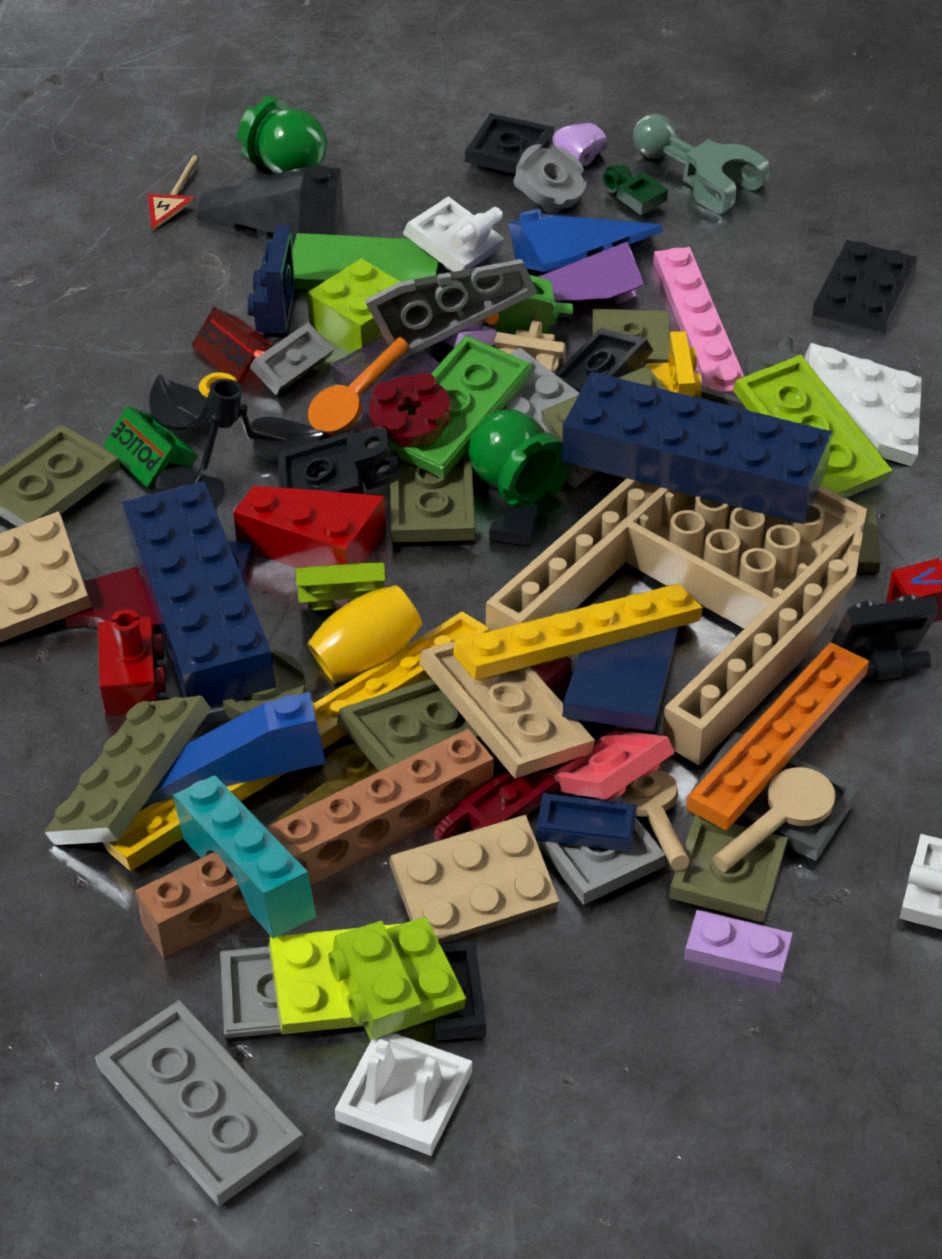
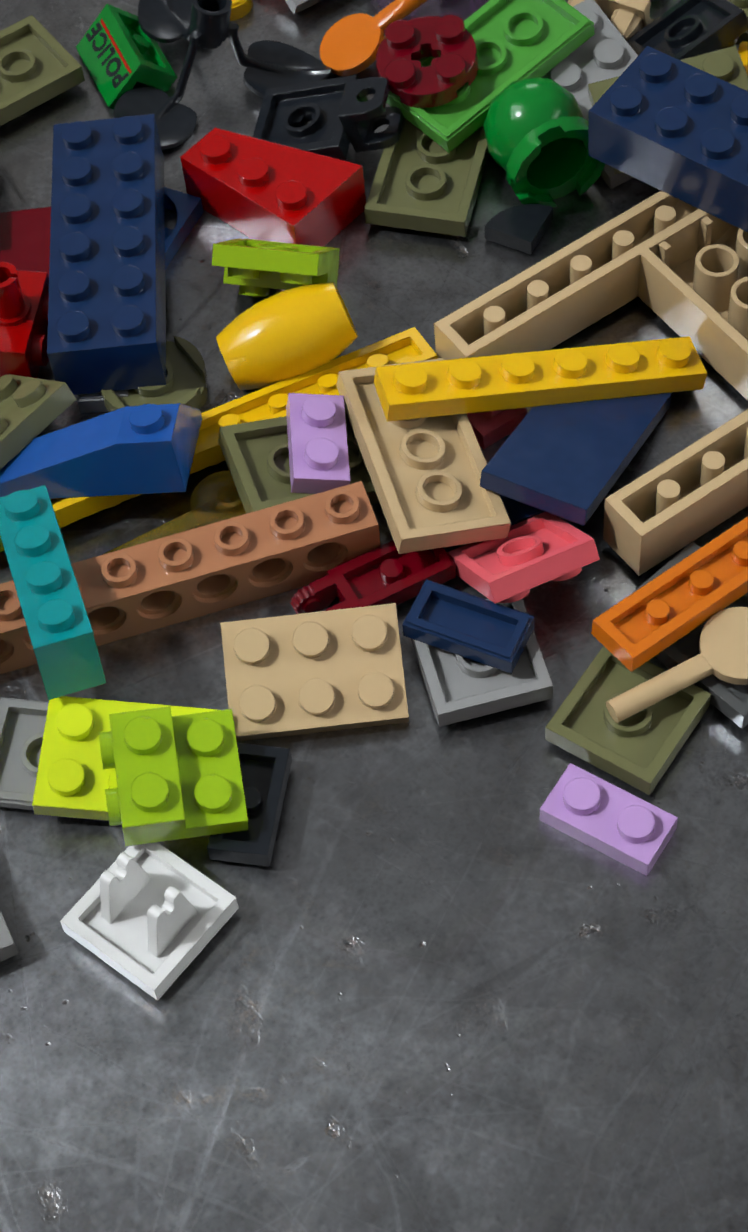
camera: 20 degrees right, 10 degrees up
(420, 707) = (317, 442): none -> lavender plate
(653, 797) = (561, 608): tan piece -> none

